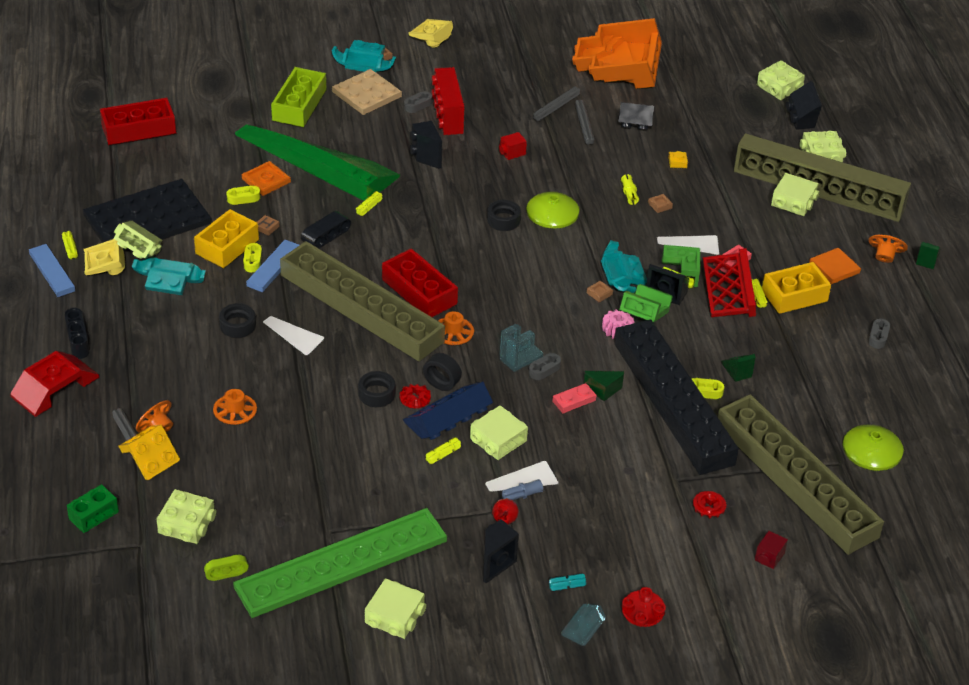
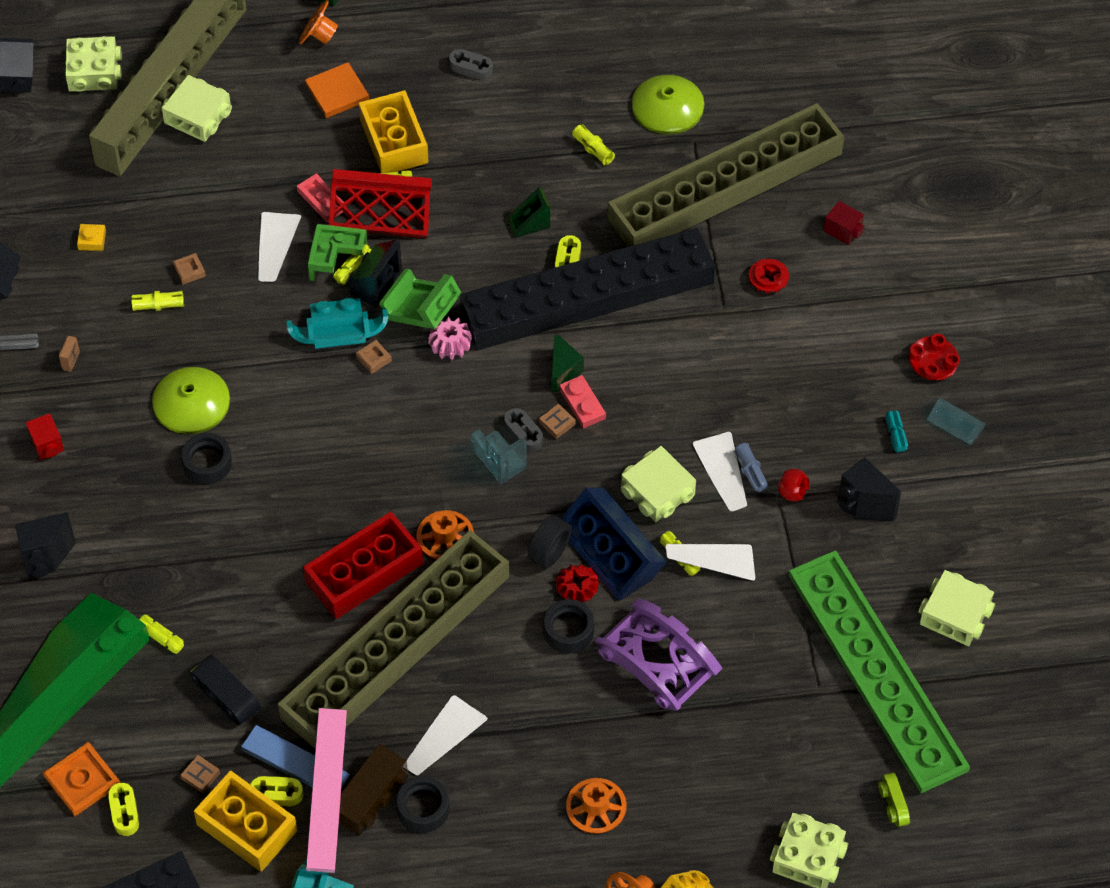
camera: 85 degrees left, 15 degrees up
(241, 264) = (326, 790): none -> bright pink tile
(245, 291) = (371, 789): none -> dark brown brick
(377, 428) = (644, 618): none -> medium lavender fence
(439, 473) = (724, 558): none -> white sticker
(554, 384) = (557, 421): none -> medium nougat tile
(579, 152) = (69, 353): none -> medium nougat tile
(817, 400) = (593, 144): none -> neon yellow pin

